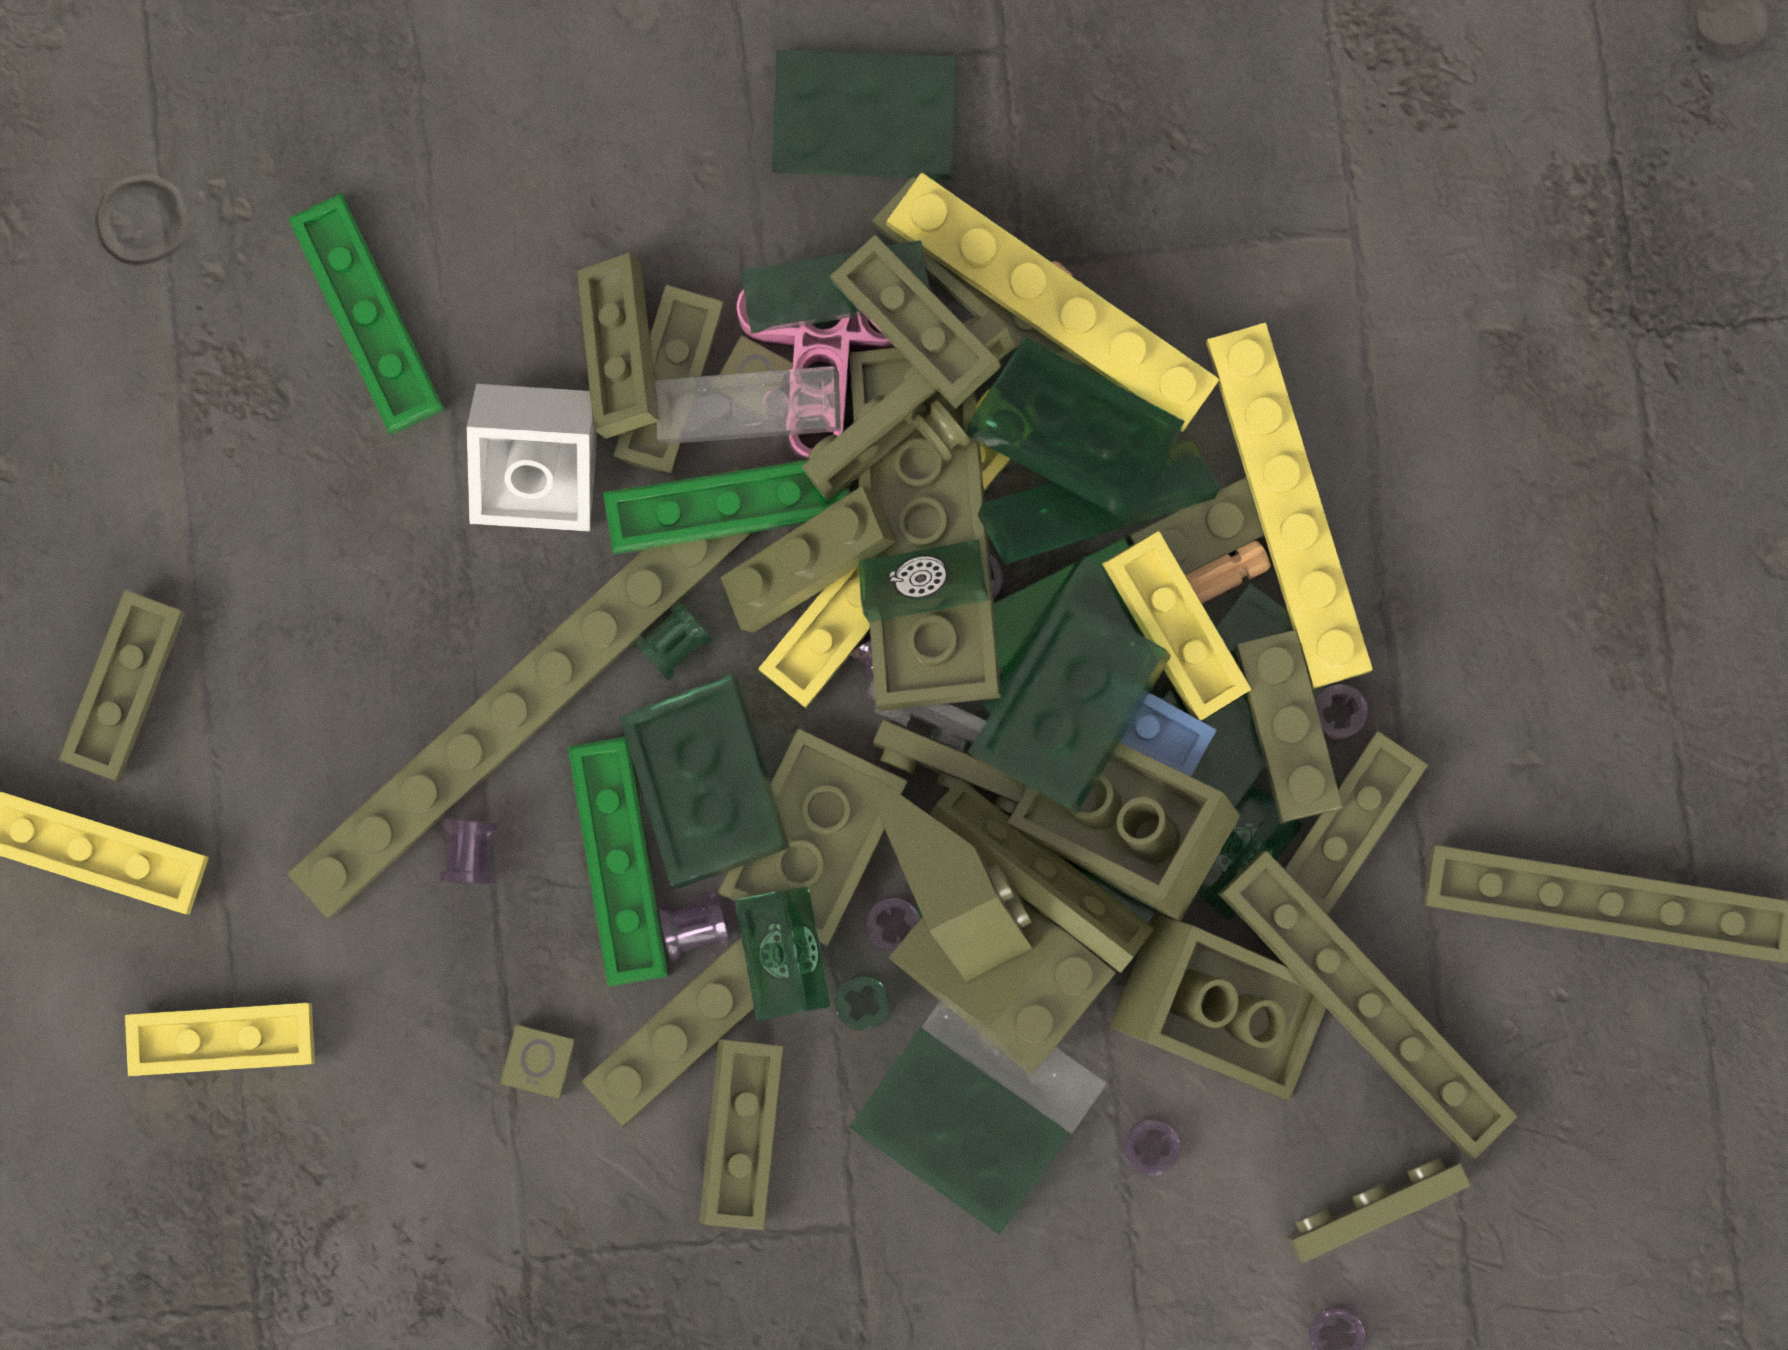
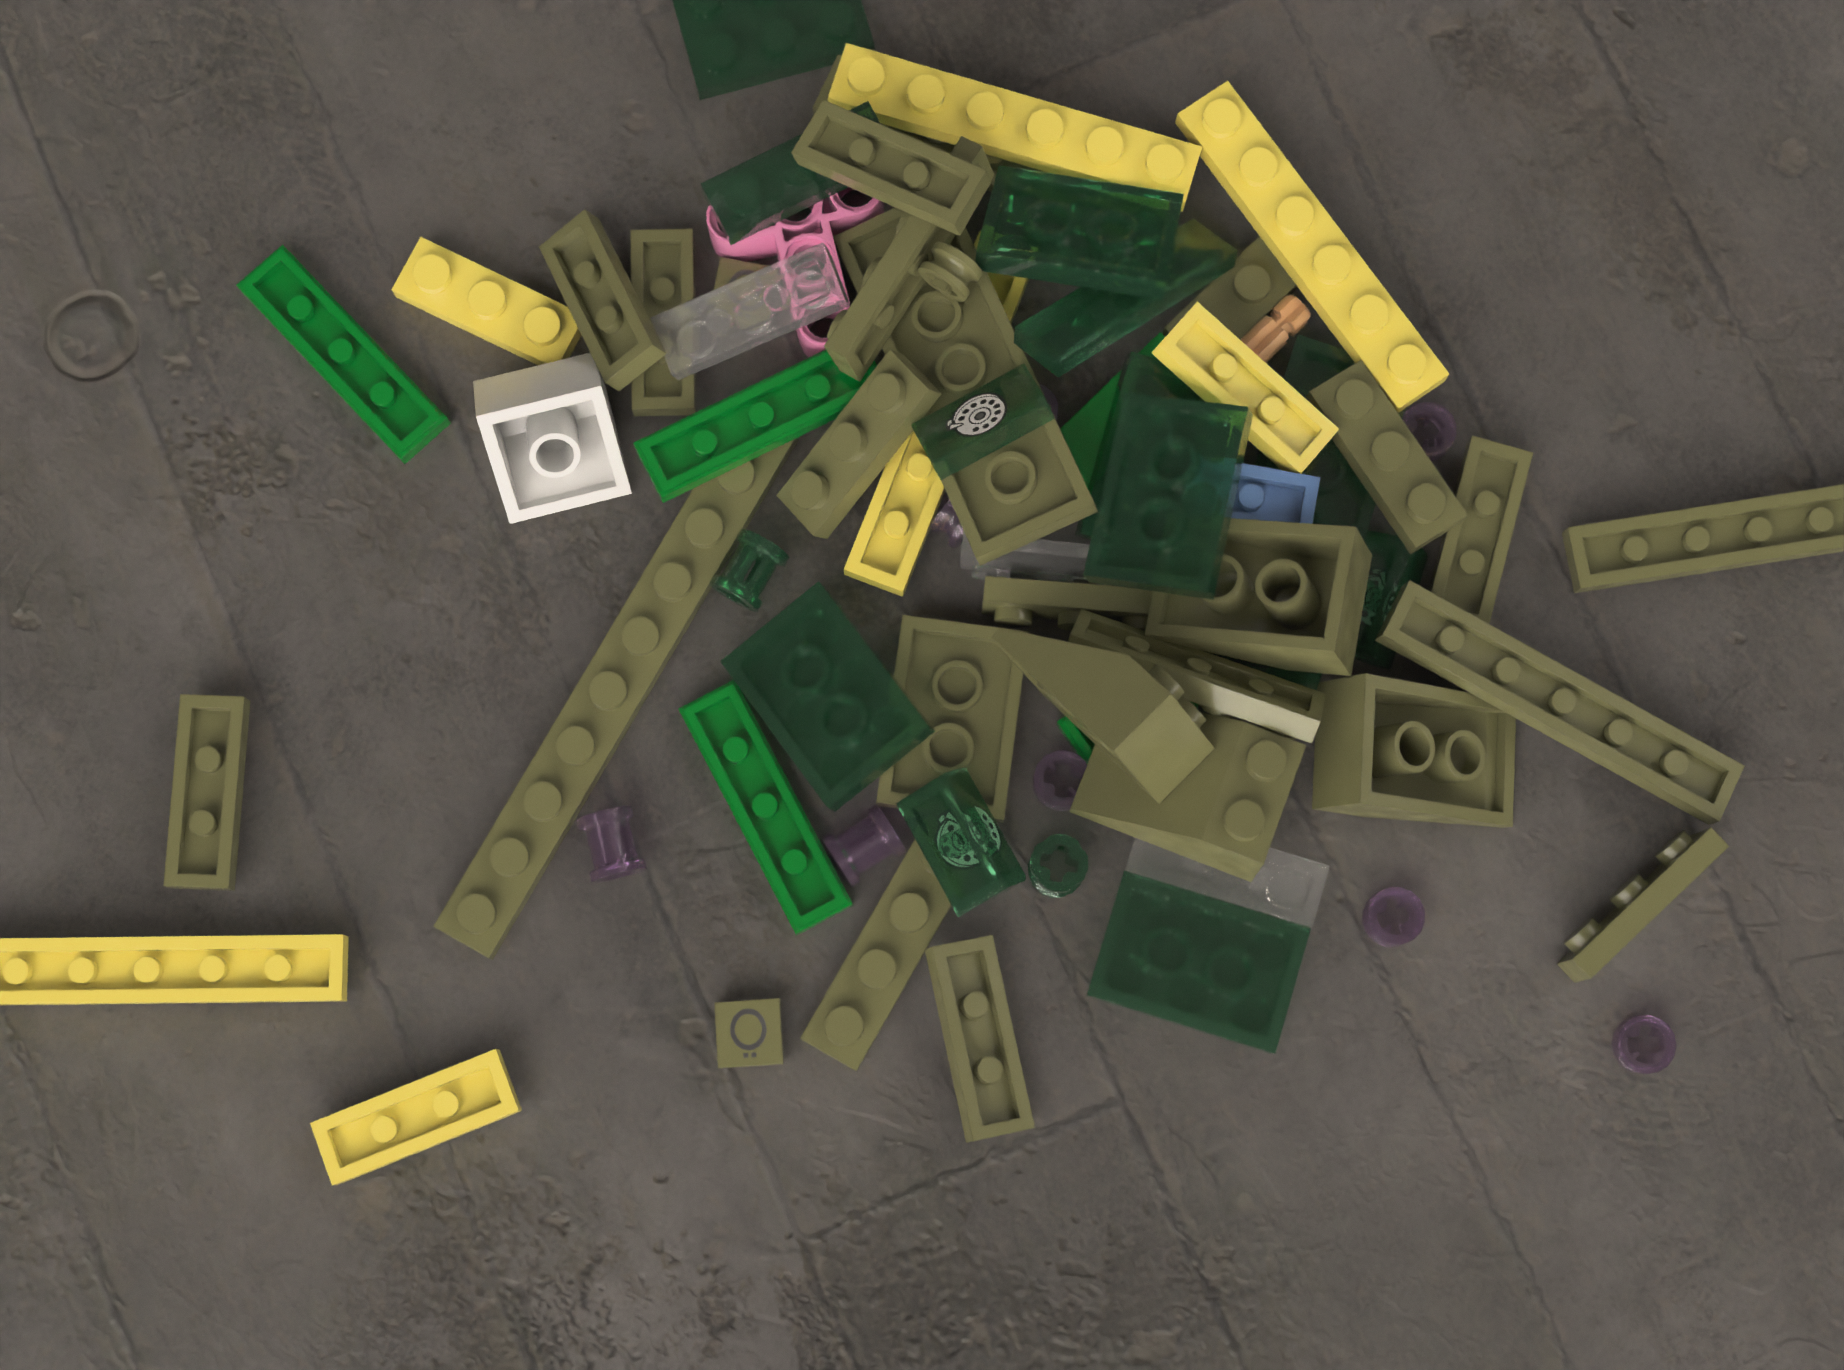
camera: 20 degrees left, 5 degrees down
(512, 310) = (486, 304): none -> light yellow plate

